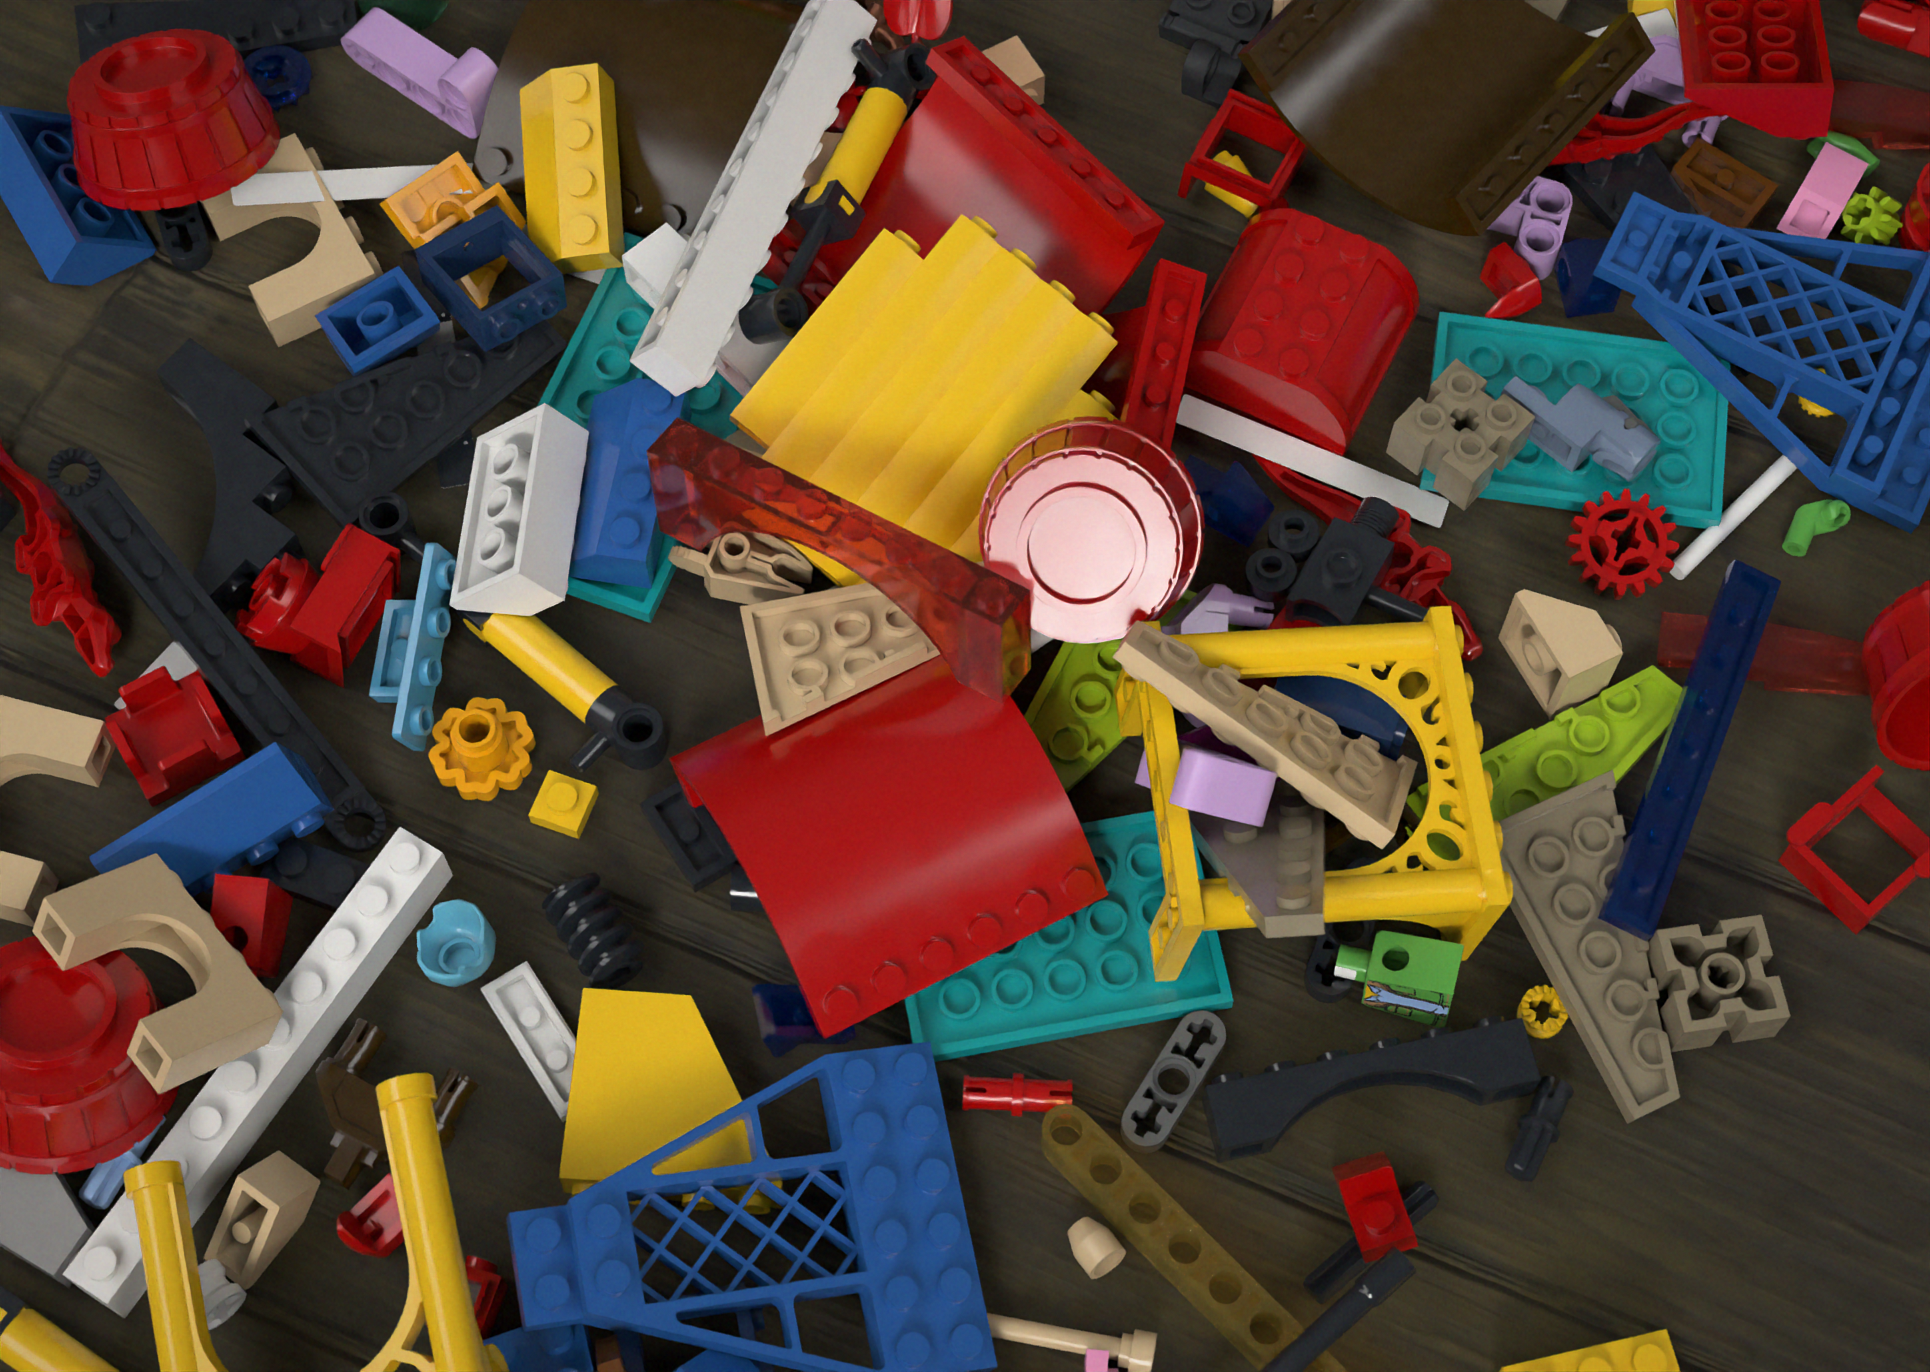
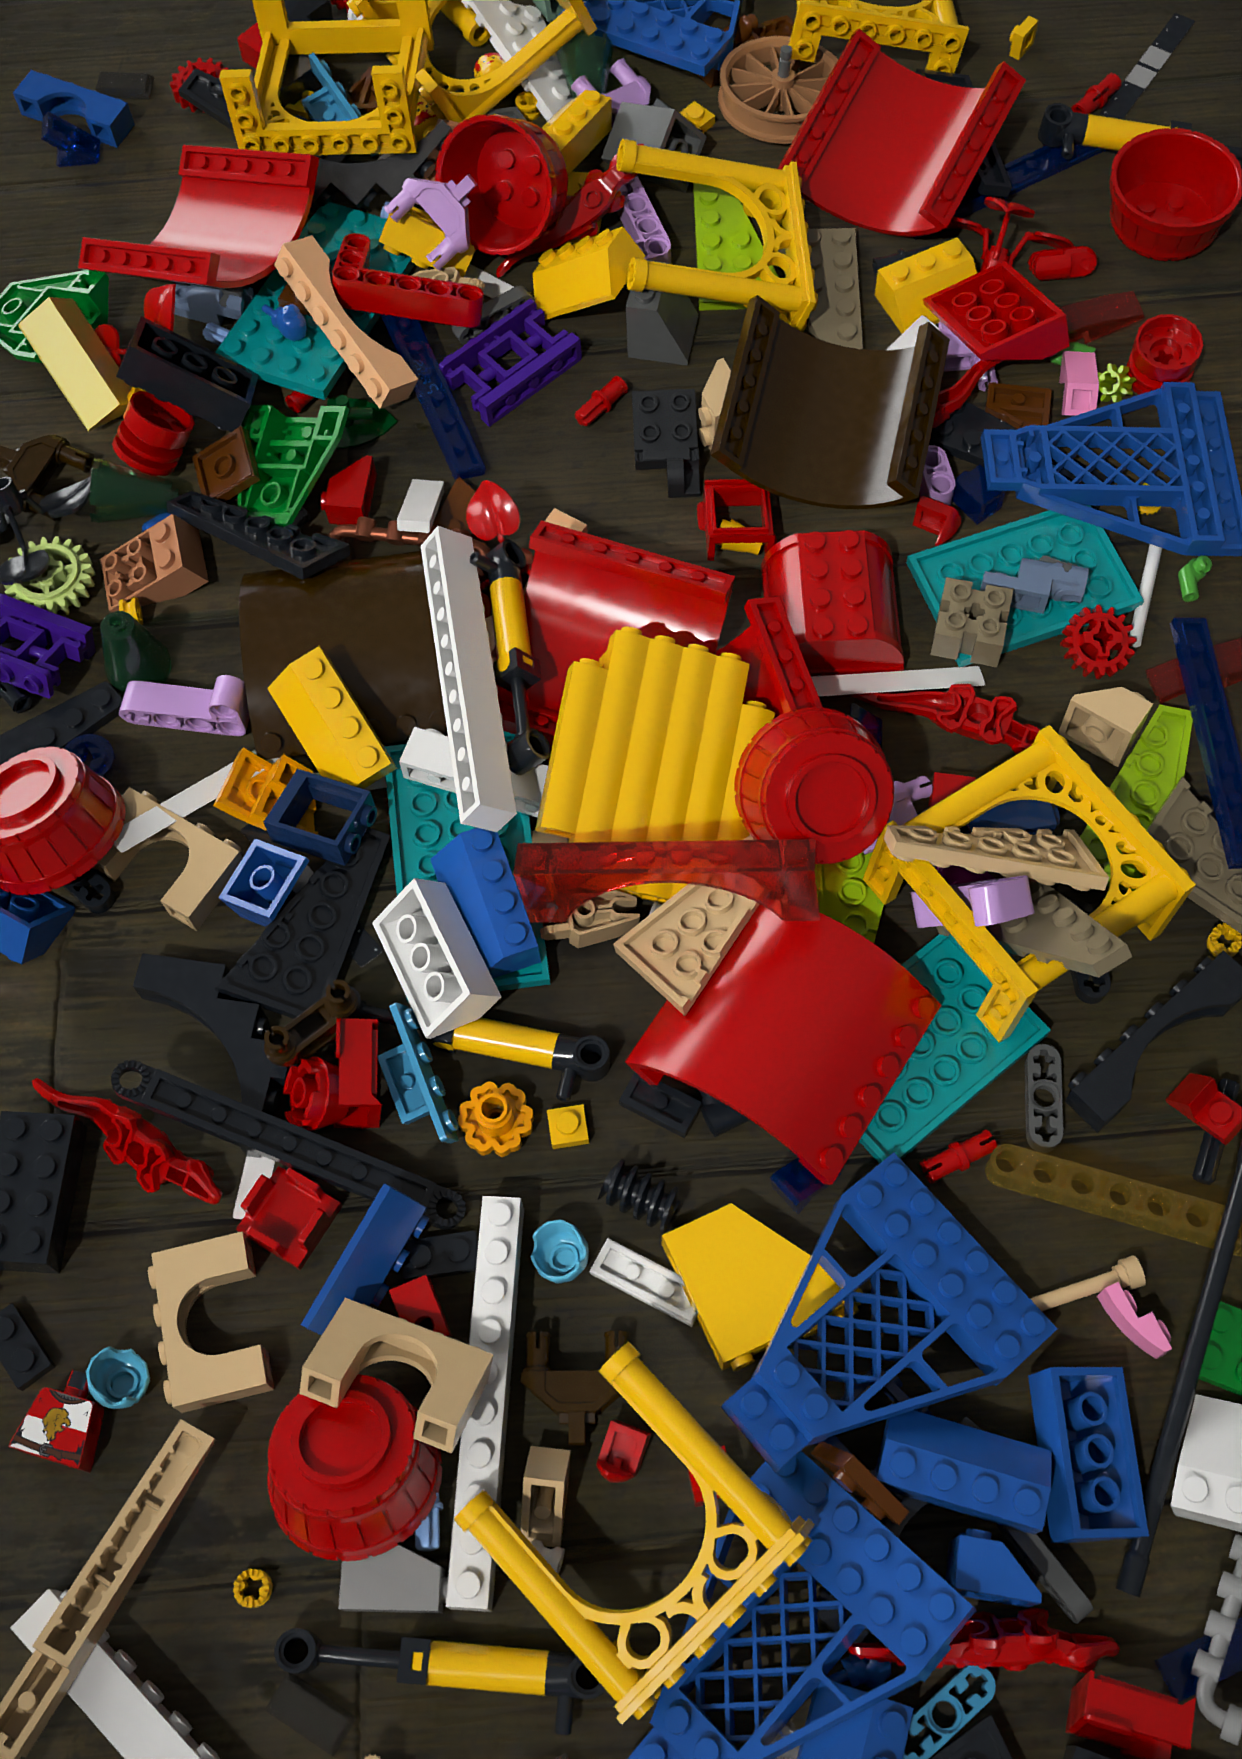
camera: 25 degrees left, 0 degrees up
(313, 525) = (313, 1028): none -> dark brown connector
(1095, 1247) = (1062, 1223): tan hose -> none
(1339, 571) = (956, 738): black piece -> none
(1405, 975) = (1154, 960): bright green torso -> none

